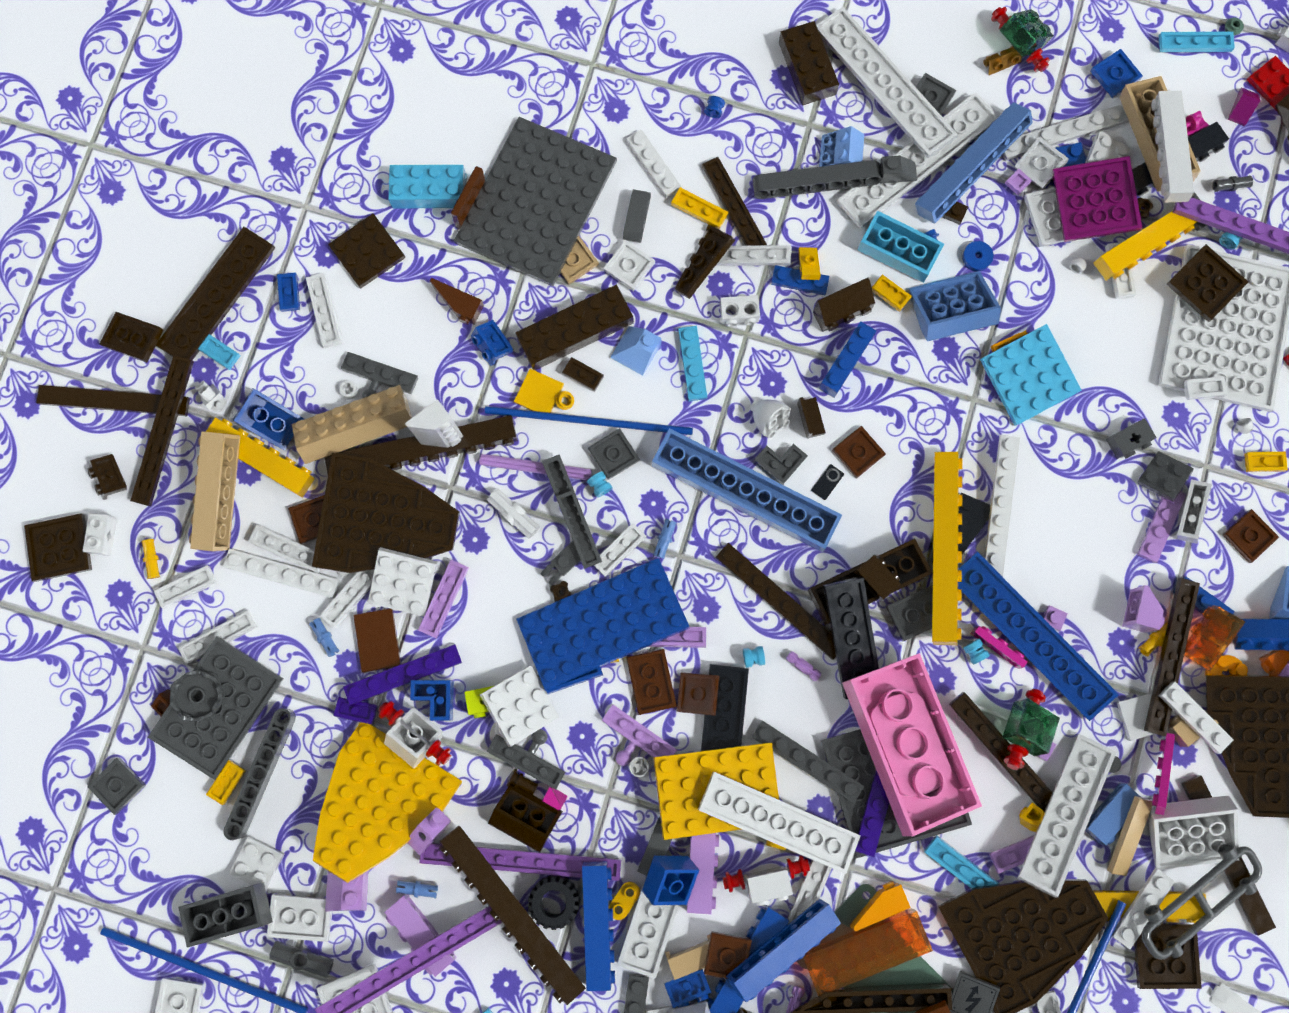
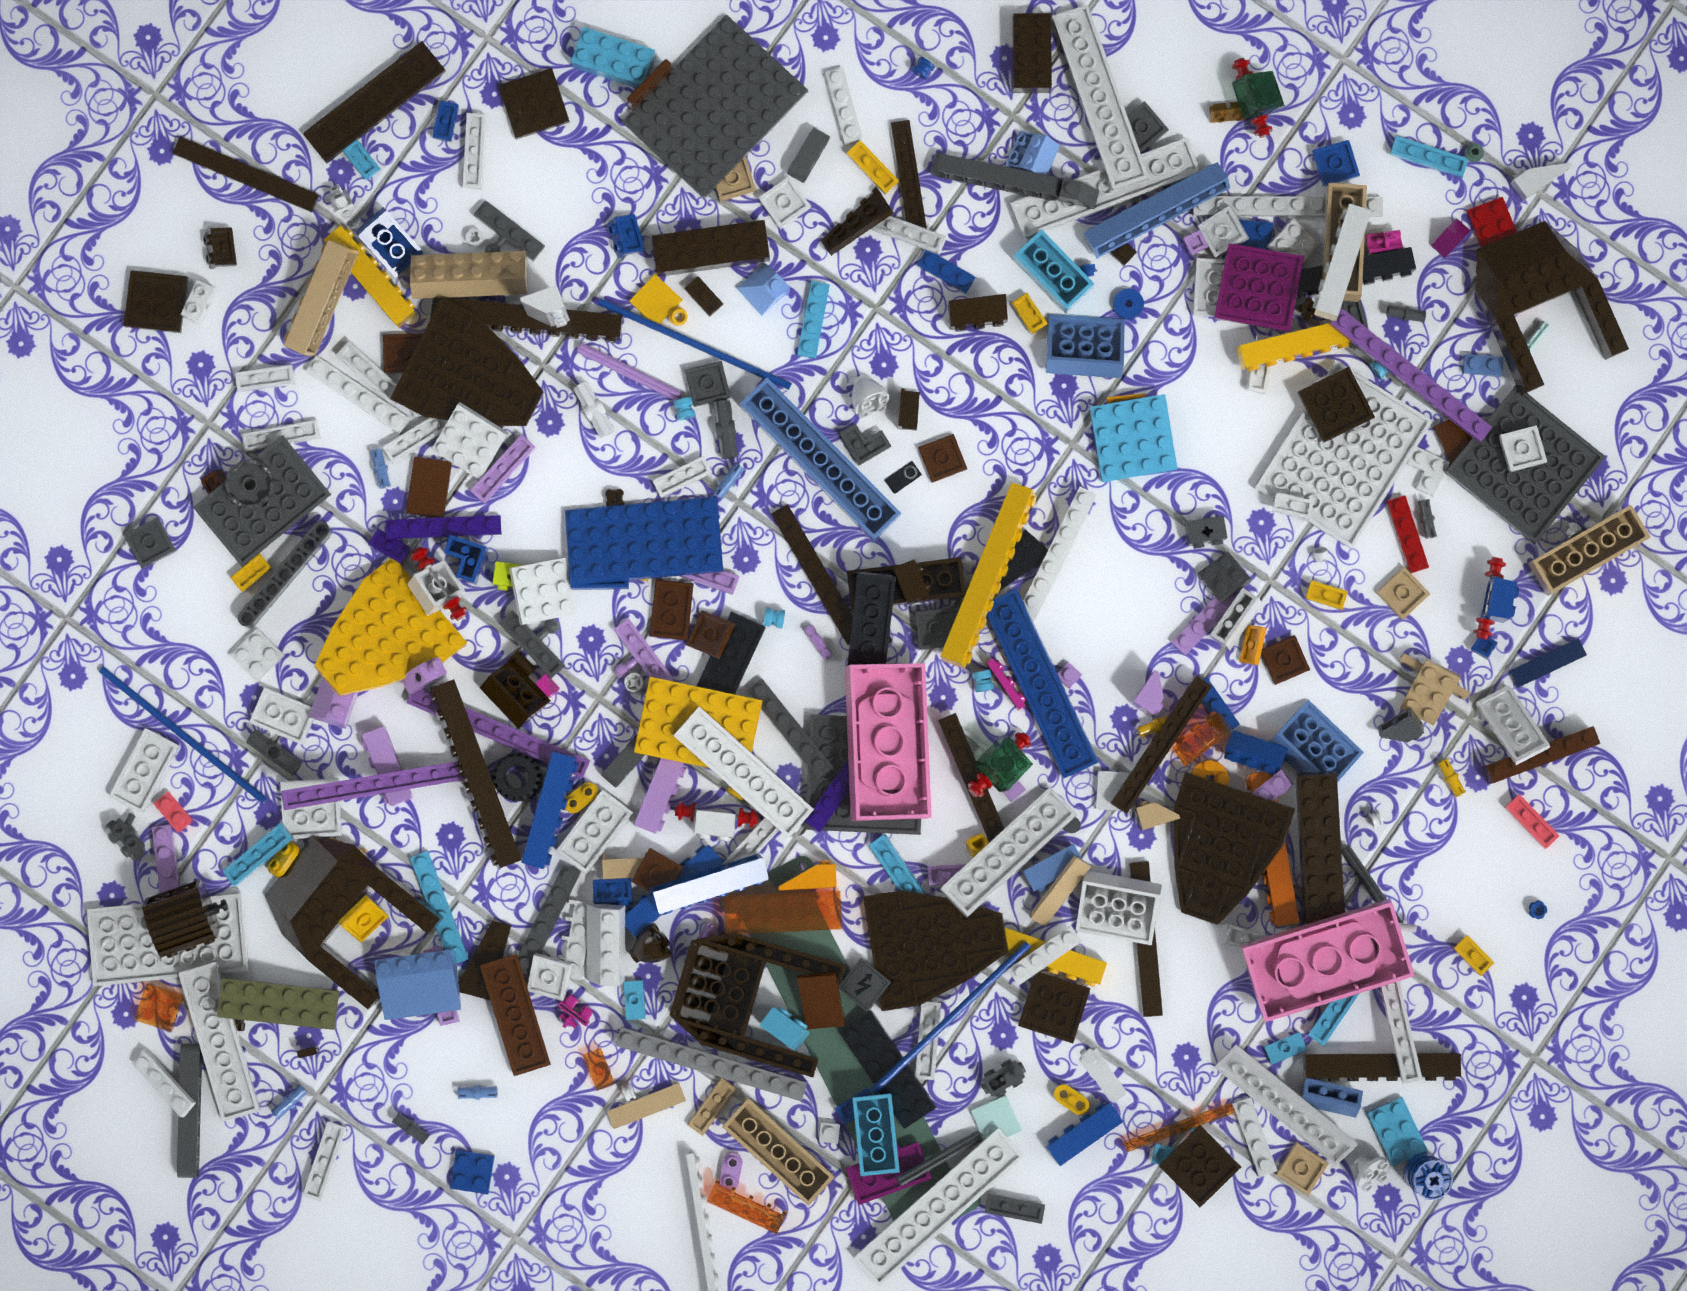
camera: 15 degrees right, 5 degrees up
(131, 337) = (282, 118): dark brown plate -> none
(150, 558) = (239, 341): yellow pin -> none
(162, 431) = (286, 220): dark brown plate -> none
(225, 914) = (213, 679): dark grey brick -> none
(417, 889) = (396, 725): medium blue pin -> none
(462, 304) = (610, 190): reddish brown slope -> none
(563, 562) = (630, 470): dark grey hinge -> none
(571, 511) = (649, 426): dark grey slope -> none
(645, 491) = (725, 429): none -> dark grey piece
(670, 880) = (628, 790): blue brick -> none
(738, 305) = (877, 278): white brick -> none
(809, 263) = (959, 258): yellow plate -> none
(847, 359) = (962, 365): blue brick -> none
(1078, 265) = (1222, 345): white hinge -> none
(1157, 916) = (1049, 963): dark grey bar -> none
(1162, 781) = (1113, 841): dark pink plate -> none
(1195, 717) = (1159, 805): white plate -> none
(1217, 531) = (1252, 645): none -> light orange plate

